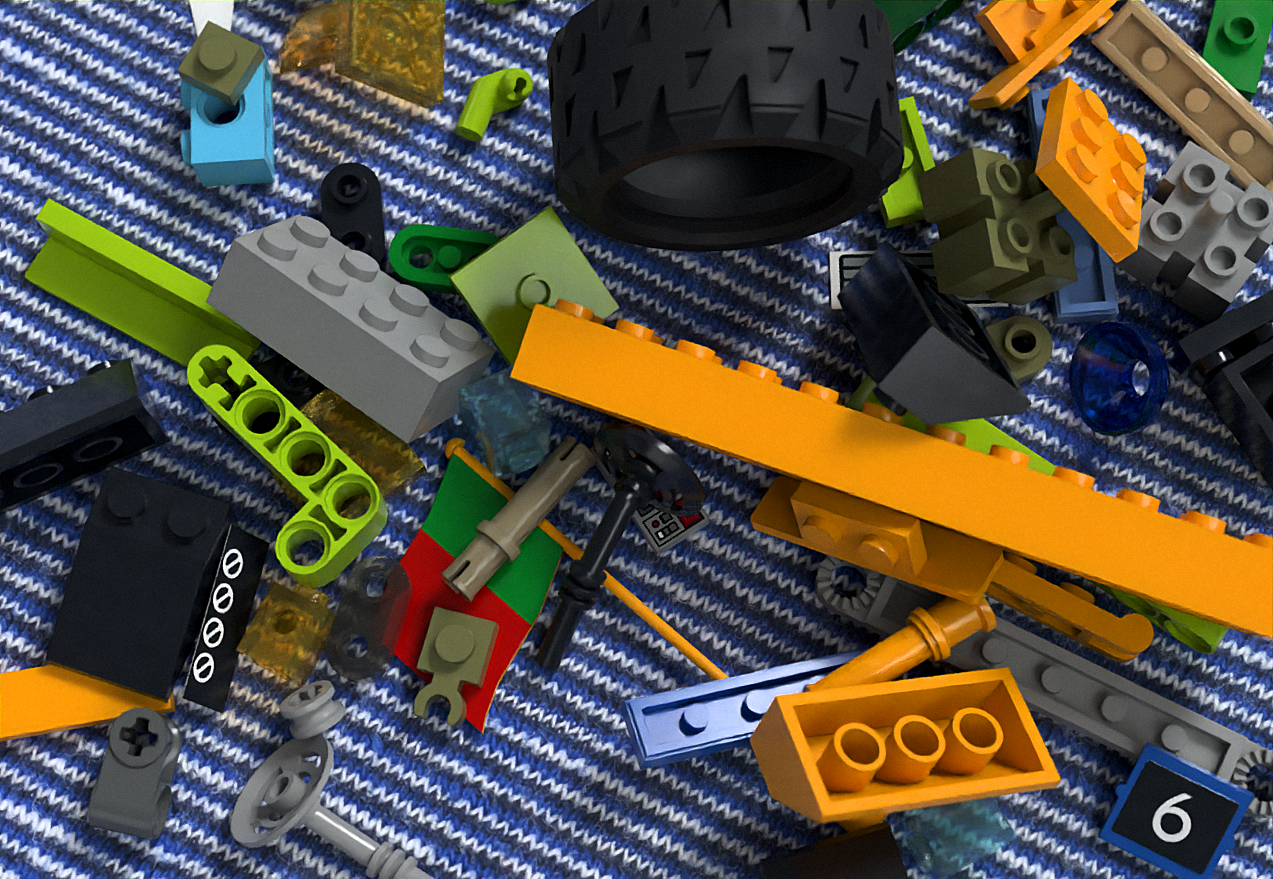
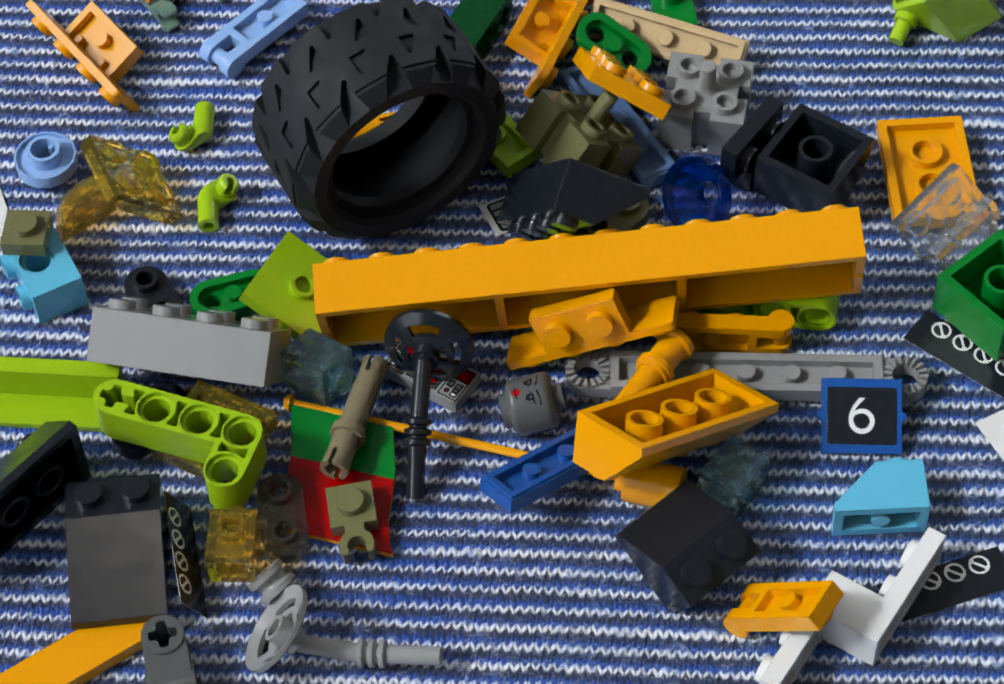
camera: 25 degrees left, 20 degrees down
(753, 600) = (532, 404): none -> dark grey head
(1121, 83) = (615, 39): none -> green plate

